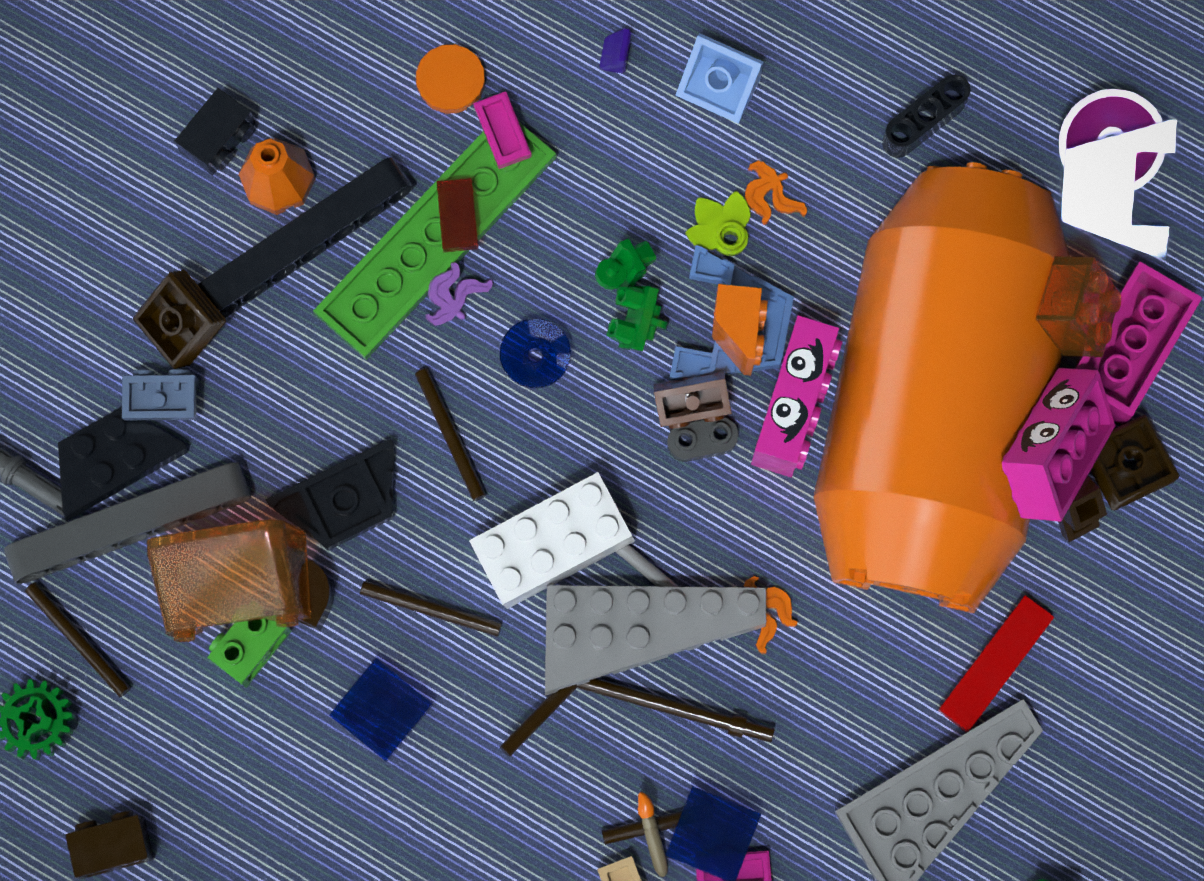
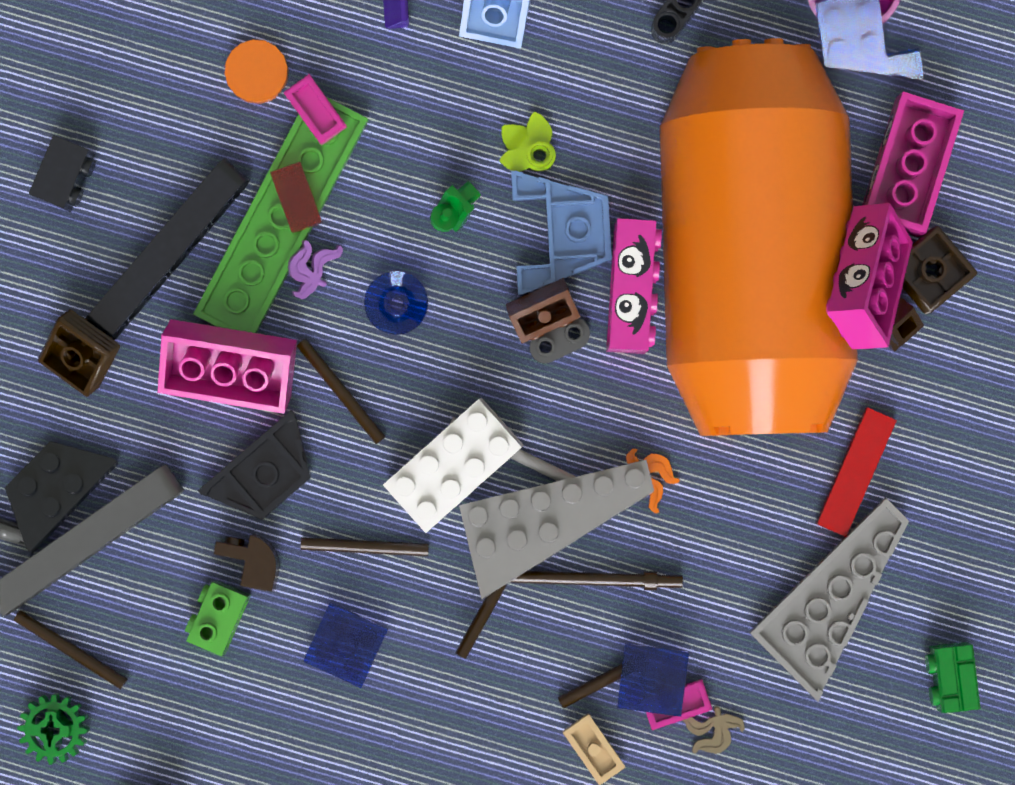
camera: 15 degrees left, 10 degrees up
(159, 396) = (80, 425): sand blue bracket -> none
(230, 576) = (188, 570): clear orange windscreen -> none
(276, 176) = (127, 199): orange cone -> none
(334, 372) = (226, 366): none -> dark pink brick
(641, 317) = (479, 249): green hips -> none
(652, 834) = (591, 674): dark tan piece -> none
(736, 324) = (566, 235): orange slope -> none
(759, 188) = (553, 103): orange piece -> none
(1078, 306) = (860, 148): clear orange brick -> none

